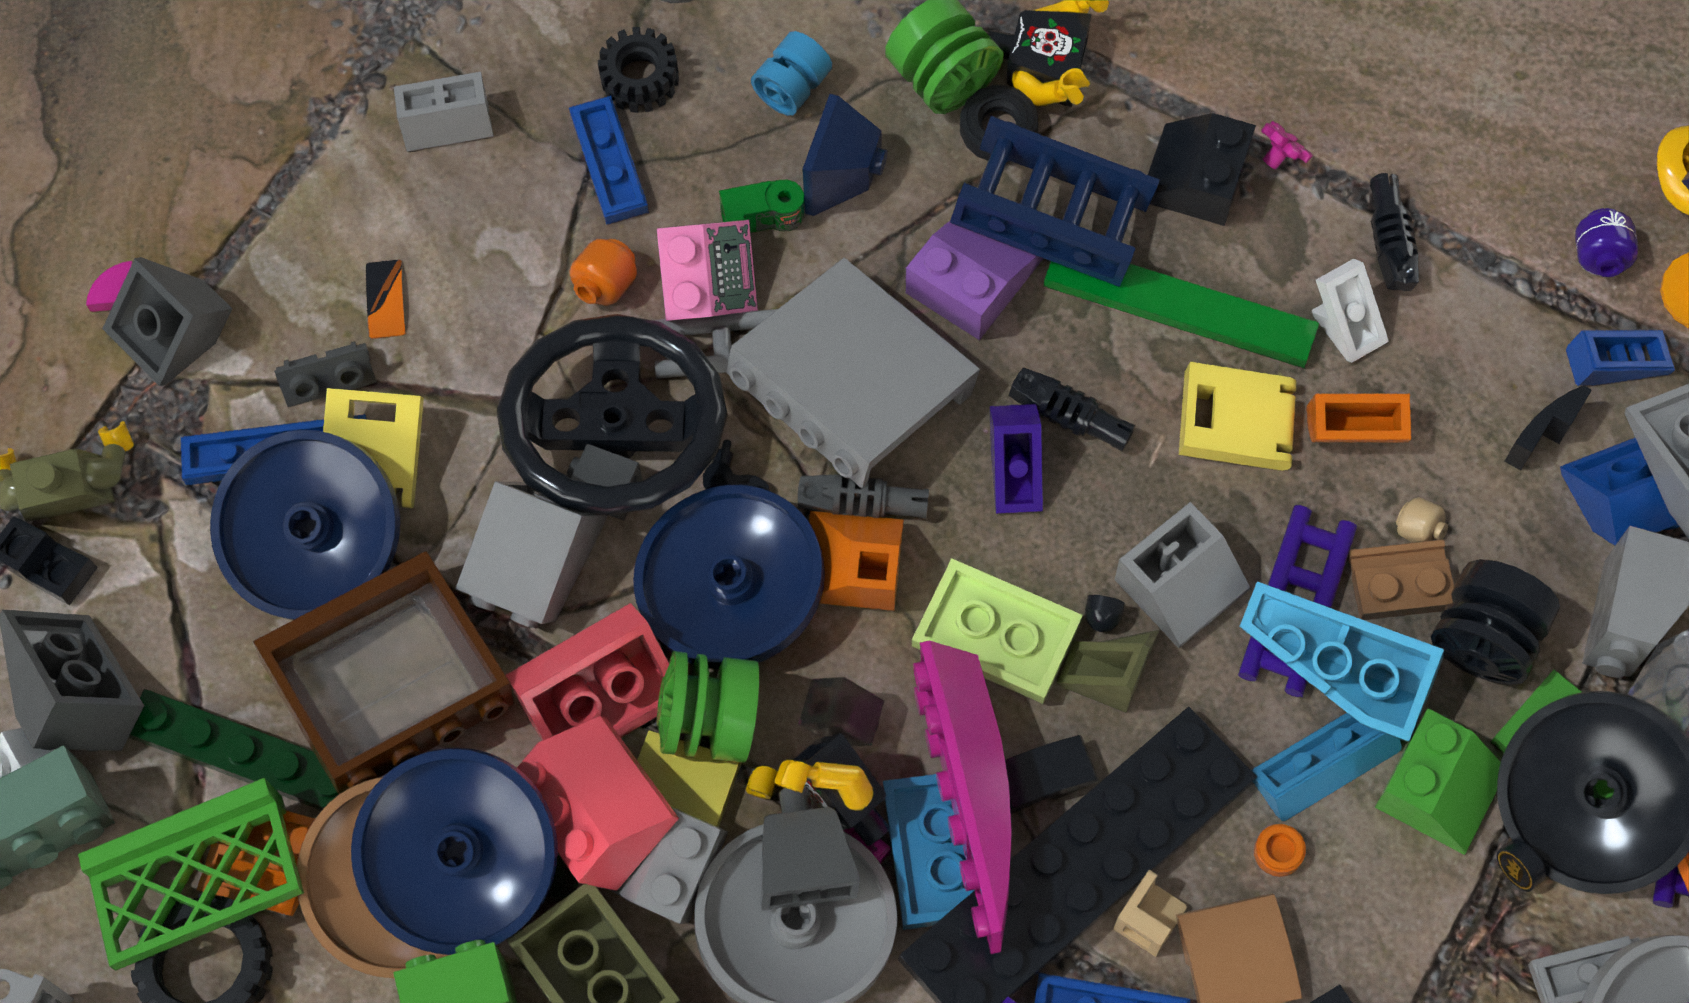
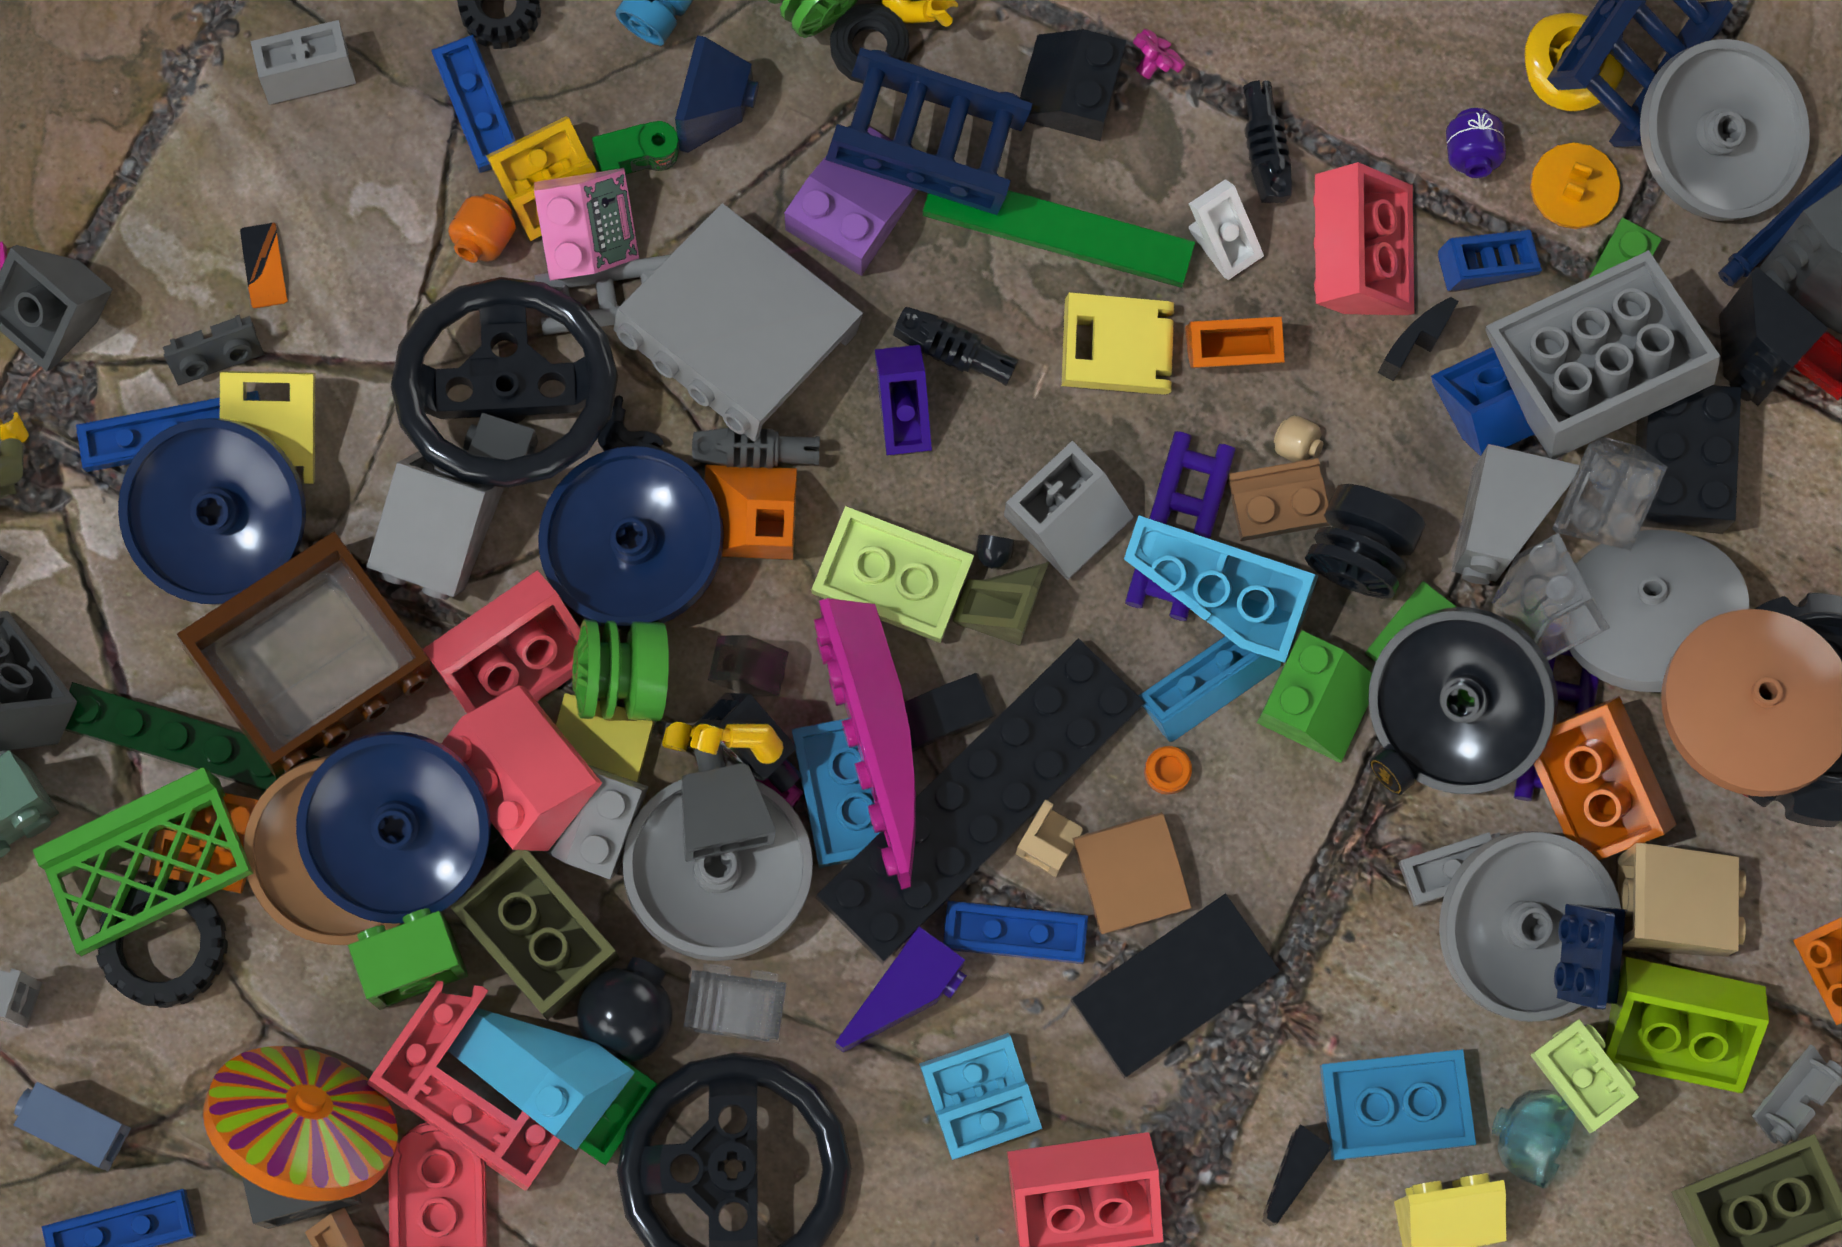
camera: 10 degrees left, 10 degrees up
(670, 205) = (537, 157): none -> yellow slope
(1491, 331) = (1363, 242): none -> coral slope

